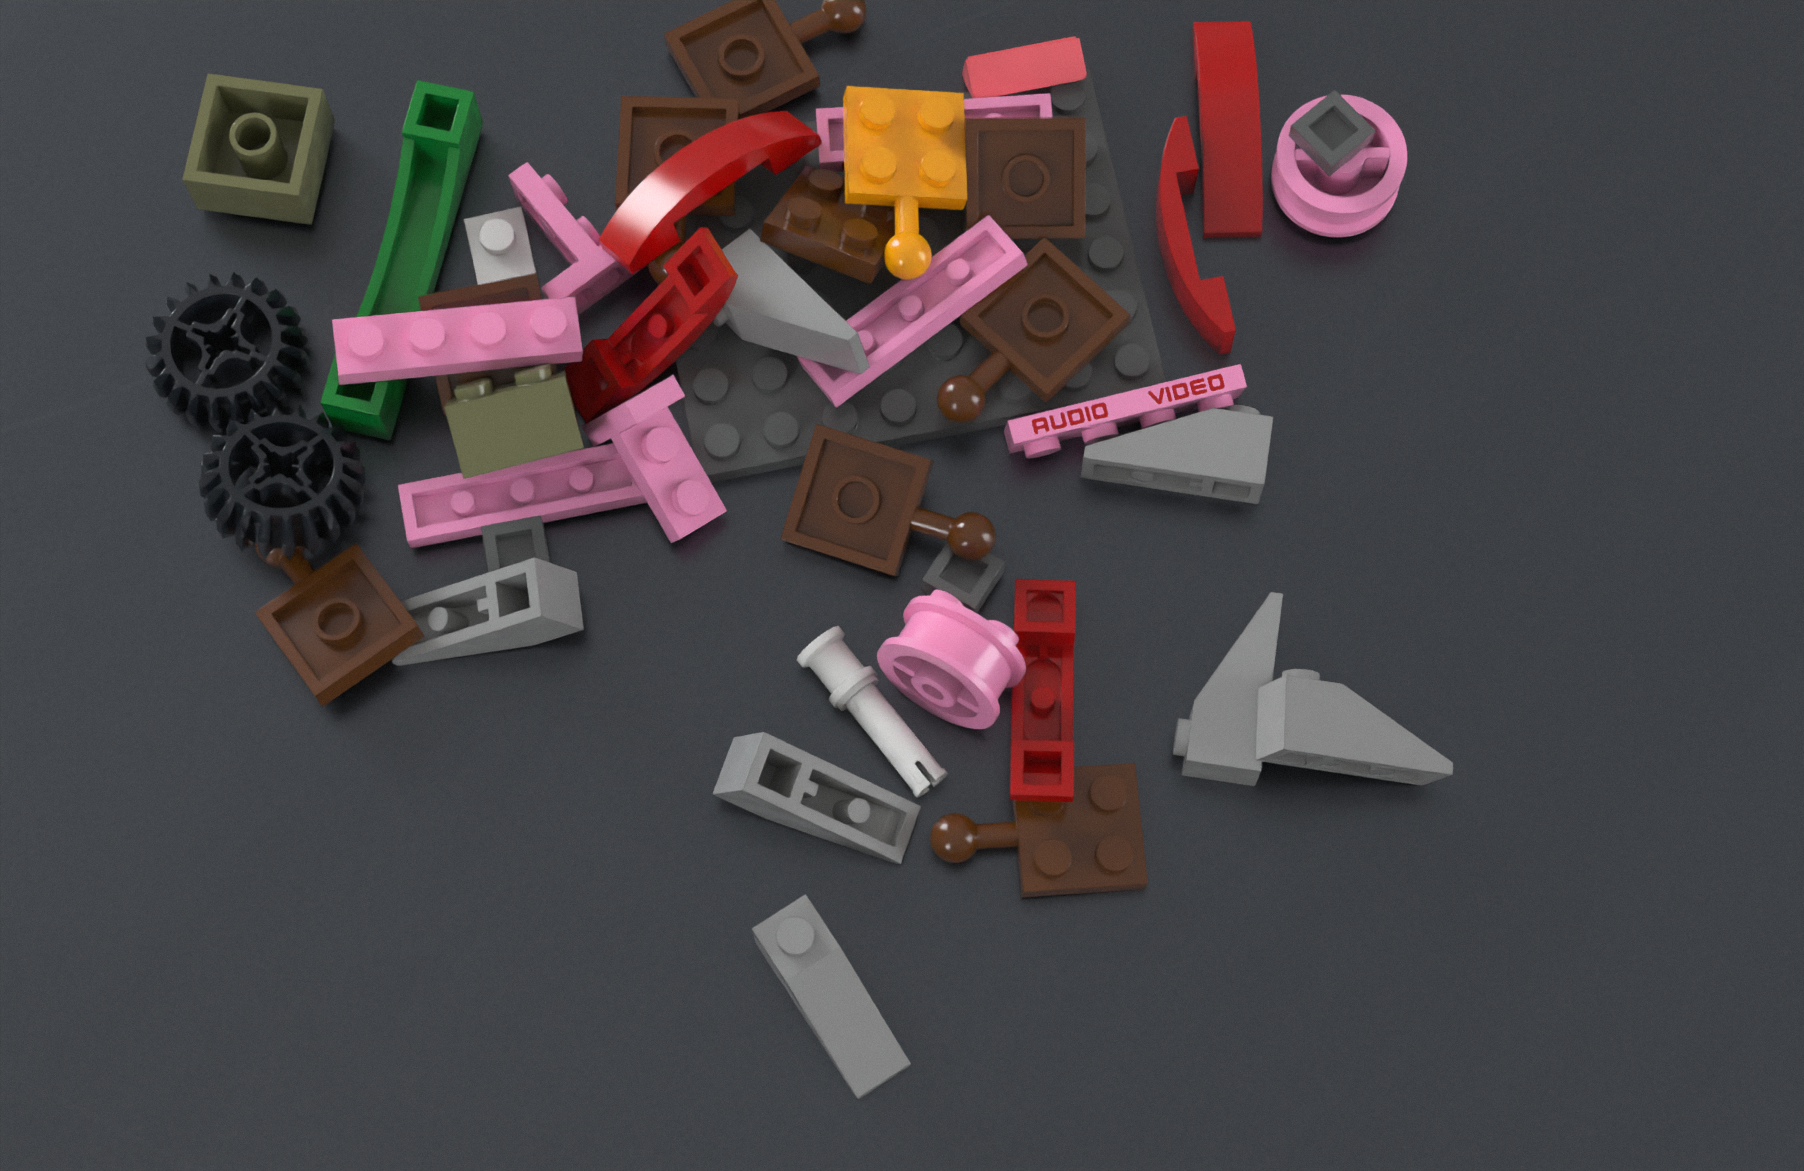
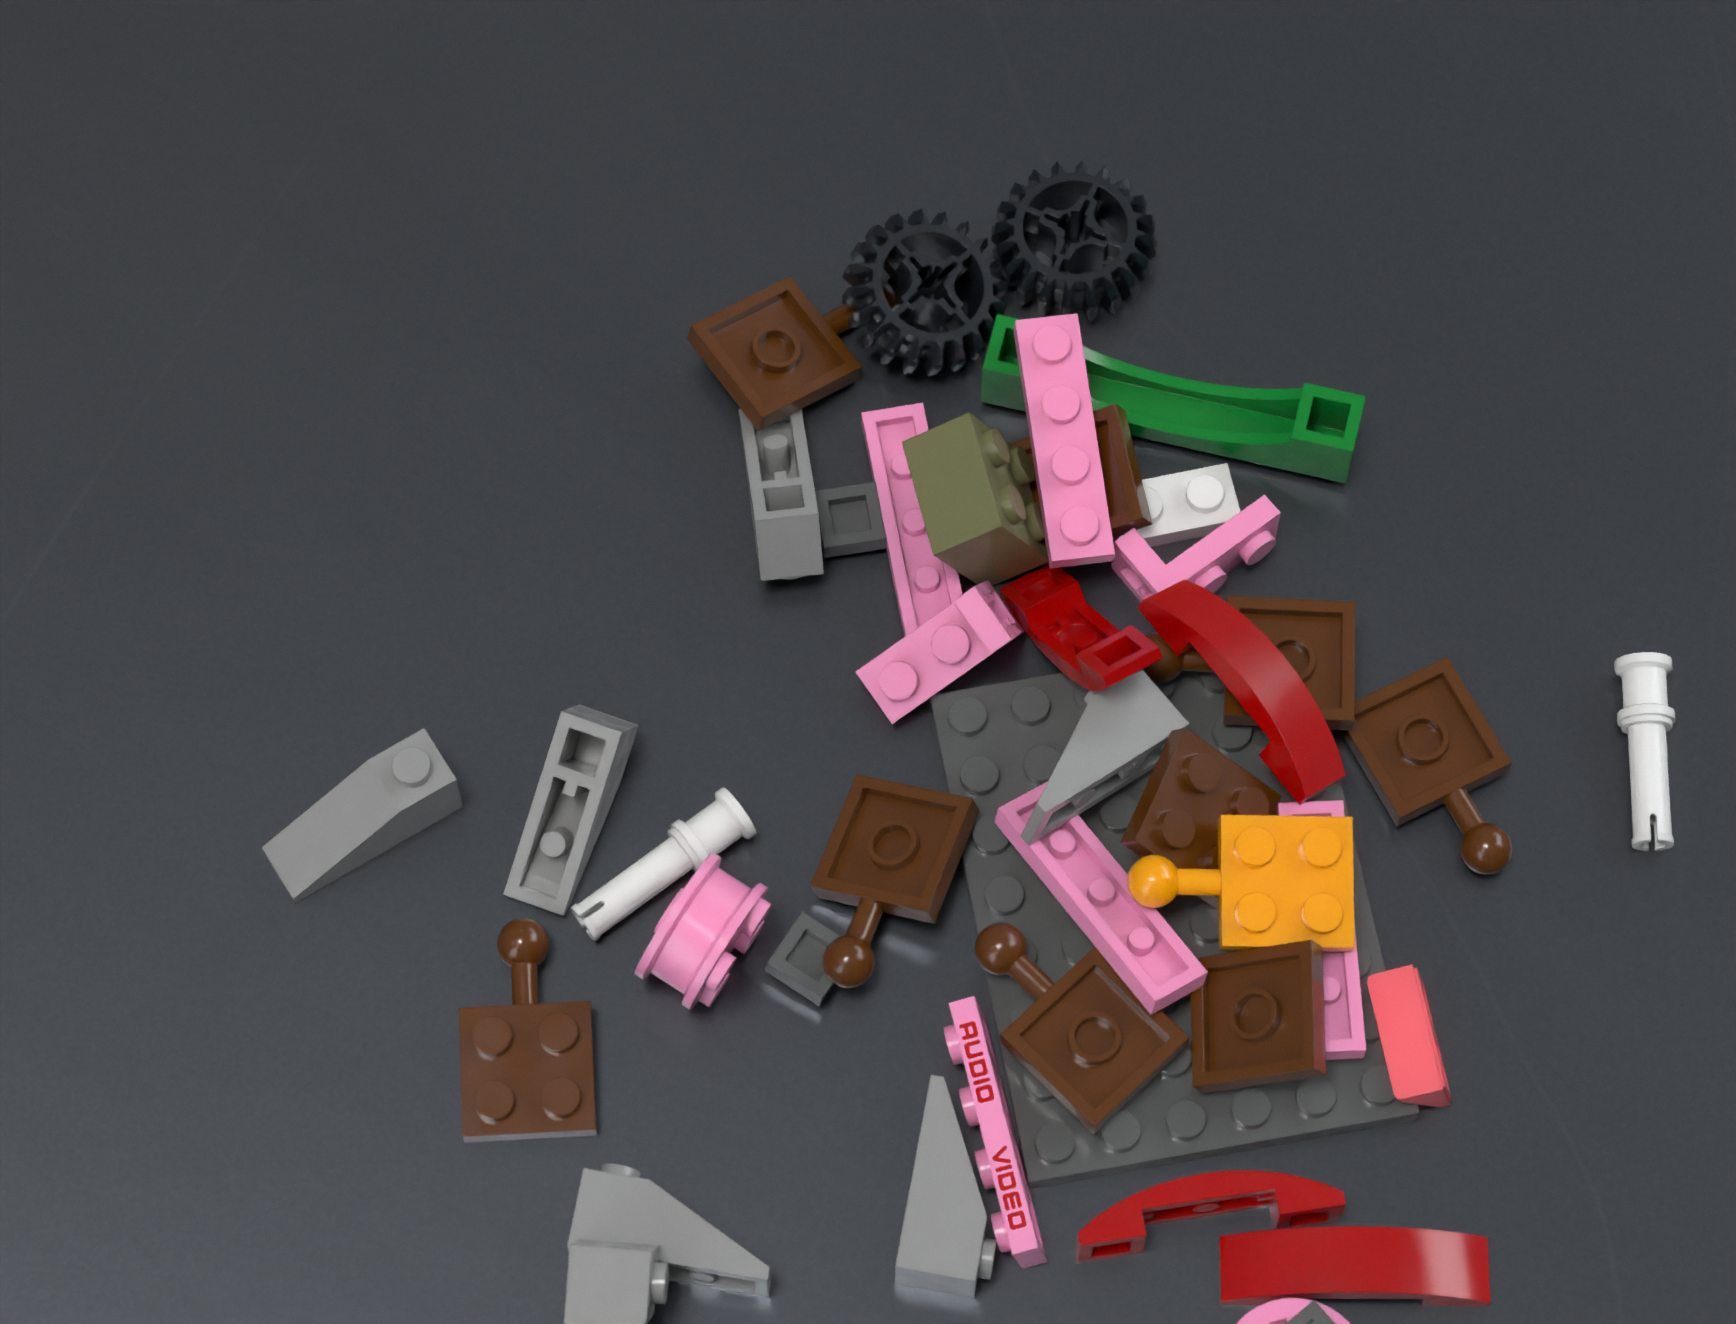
camera: 90 degrees right, 5 degrees down
(259, 149) = (1297, 258): olive brick -> none
(1045, 695) = (669, 1037): red slope -> none

